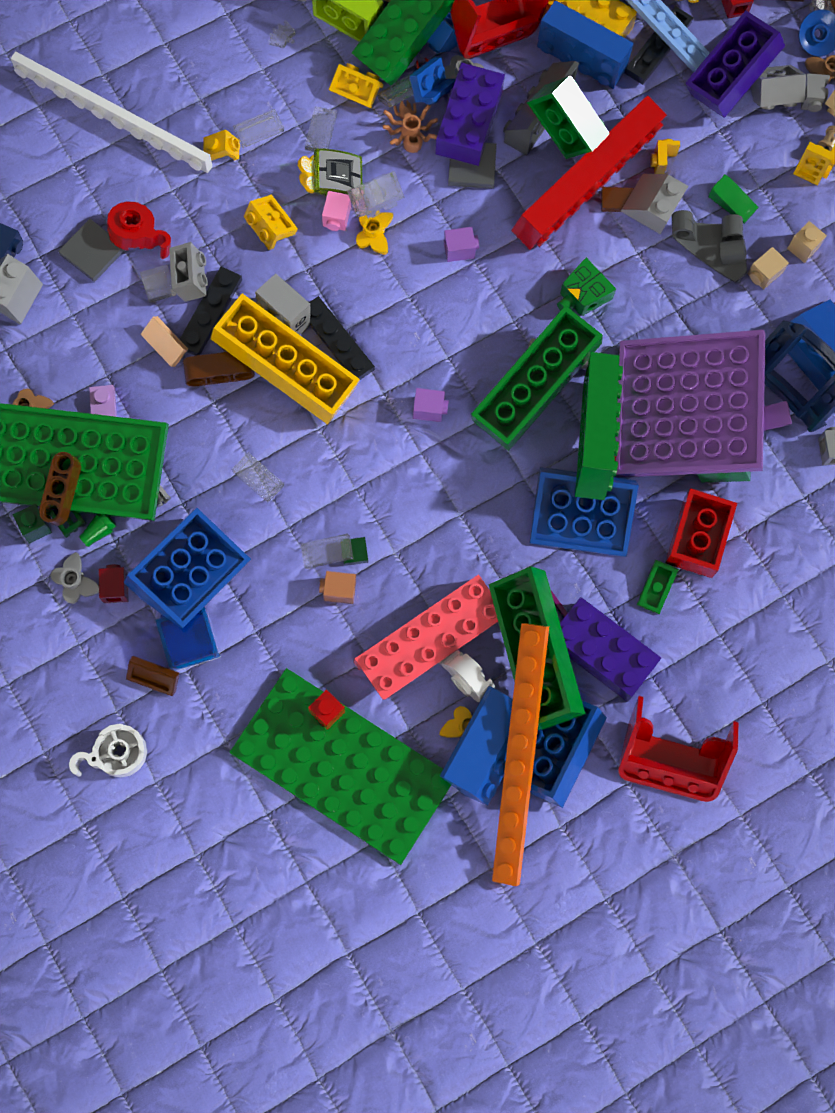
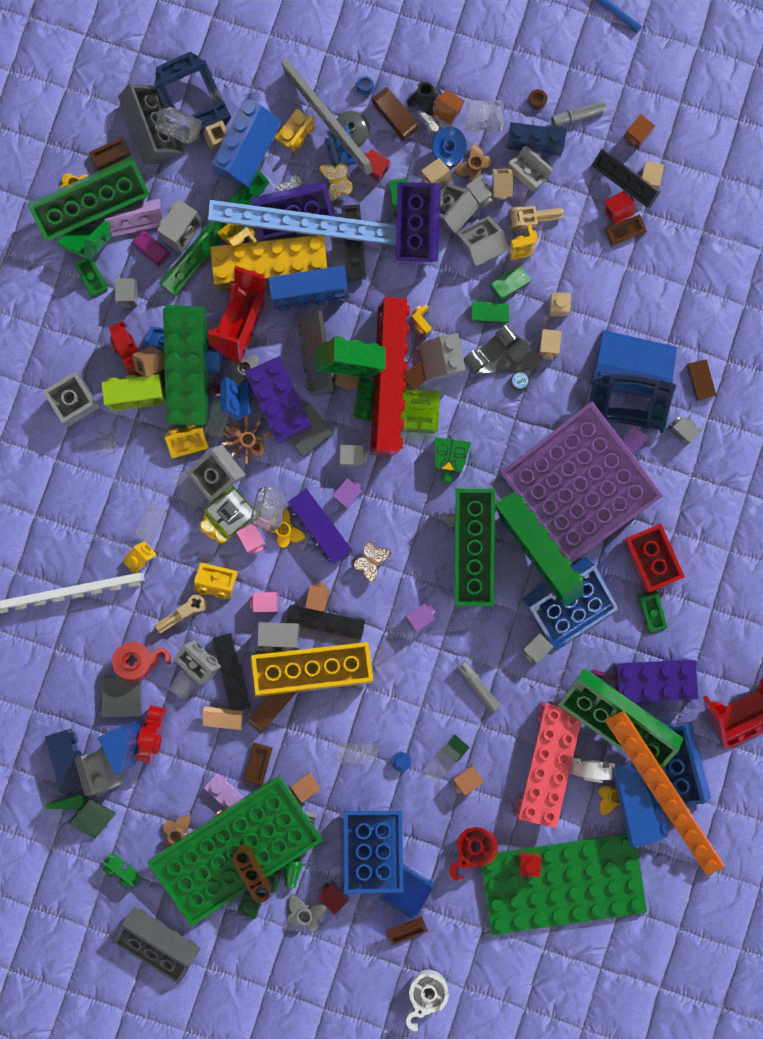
camera: 30 degrees left, 10 degrees up
(53, 275) = (121, 746): none -> blue slope
(84, 298) = (149, 736): none -> red piece
(160, 408) = (258, 764): none -> reddish brown tile
(181, 462) = (305, 787): none -> nougat panel
(220, 223) = (181, 613): none -> tan connector
(279, 658) = (467, 853): none -> red piece
(291, 518) = (401, 761): none -> blue plate
(297, 274) = (264, 602): none -> bright pink brick
(349, 309) = (317, 597): none -> nougat brick
(357, 126) = (216, 473): none -> light grey brick
(408, 252) = (320, 526): none -> dark purple brick
(427, 511) = (478, 686): none -> light grey axle
(429, 318) = (371, 560): none -> animal
(494, 216) = (352, 455): none -> light grey brick
(514, 524) = (537, 648): none -> light grey brick
(546, 179) = (364, 400): none -> green hinge
(547, 151) = (346, 382): none -> medium nougat brick
(592, 230) = (421, 410): none -> clear neon green slope
(710, 280) = (520, 380): none -> tile
(774, 190) = (510, 283): none -> slope
(781, 135) = (483, 240): none -> light grey slope
(793, 48) = (436, 173): none -> tan brick

